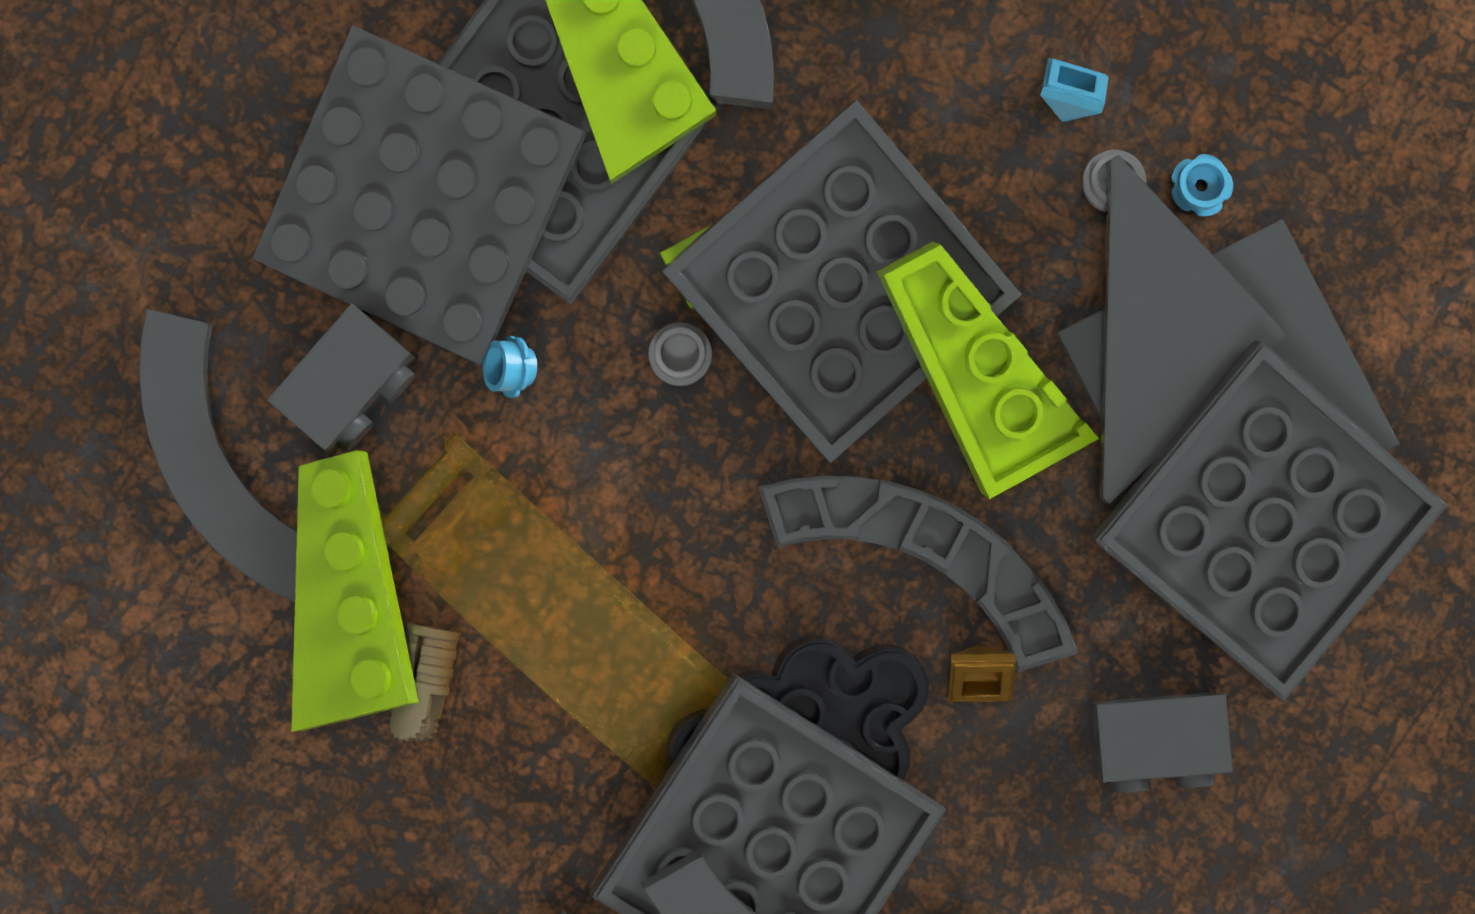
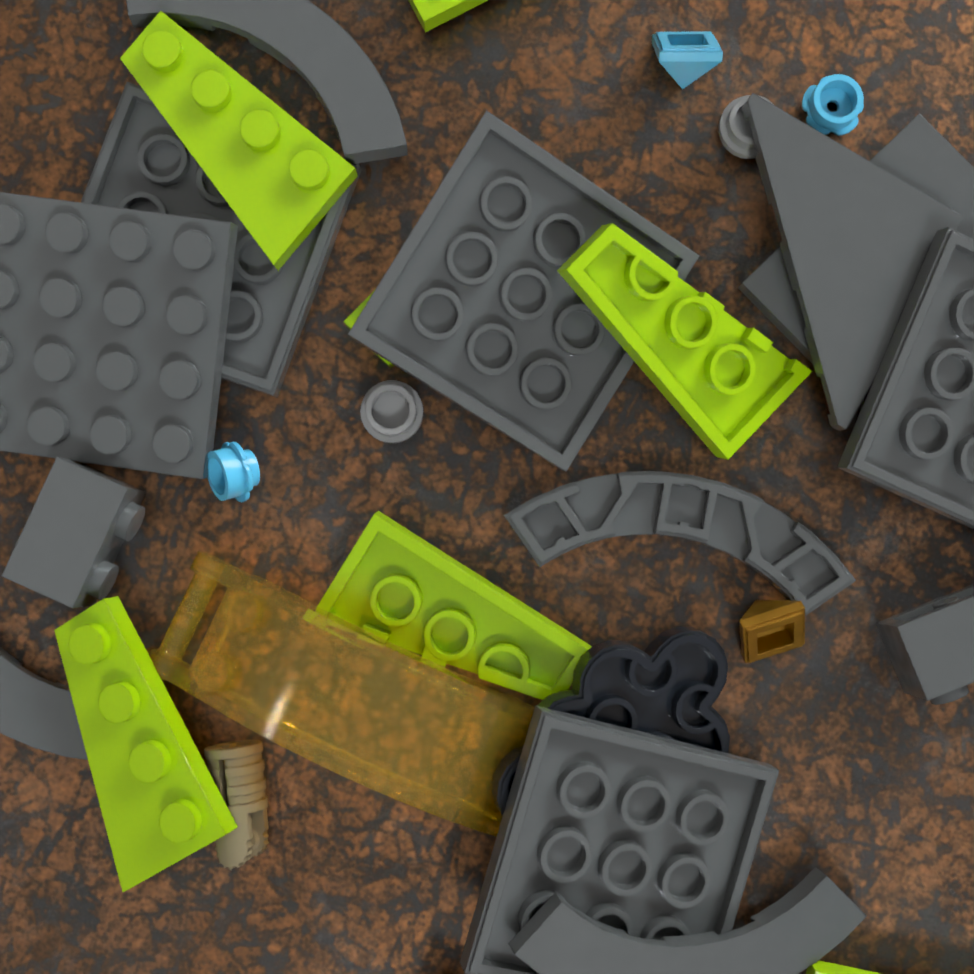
camera: 15 degrees left, 0 degrees up
(676, 564) = (449, 613): none -> lime wing

